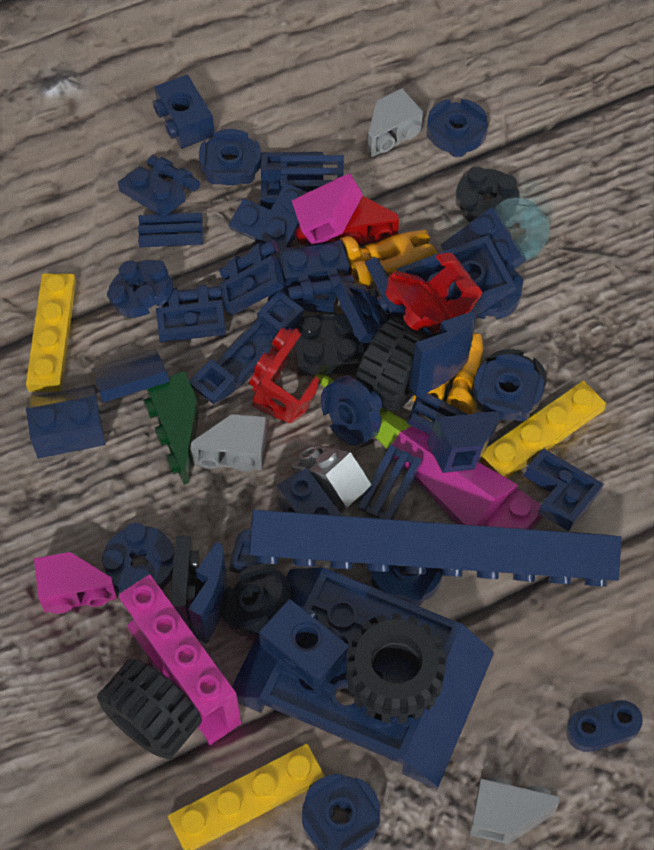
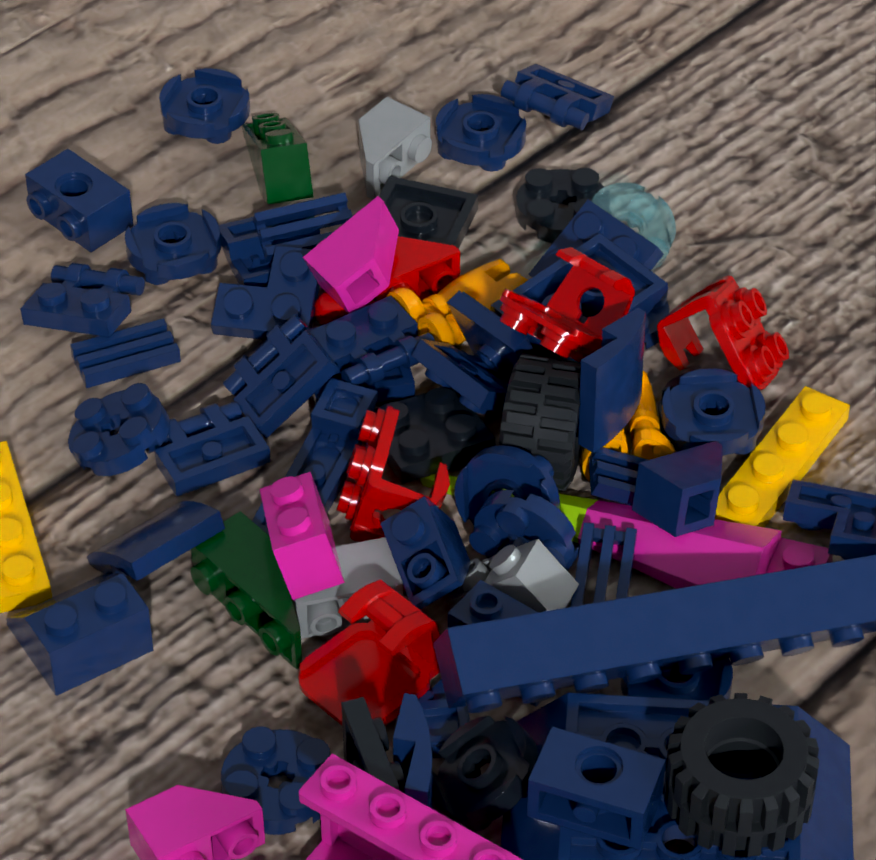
camera: 20 degrees left, 15 degrees down
(207, 404) = (301, 535): none -> dark pink brick
(221, 502) = (373, 658): none -> red piece
(285, 436) = (426, 551): none -> dark blue slope
(295, 72) = (185, 111): none -> dark blue plate
(318, 113) = (278, 158): none -> dark green slope
(349, 438) = (507, 519): none -> dark blue plate
(392, 181) = (429, 210): none -> black plate
(515, 114) = (556, 96): none -> dark blue plate
(549, 330) = (737, 326): none -> red piece

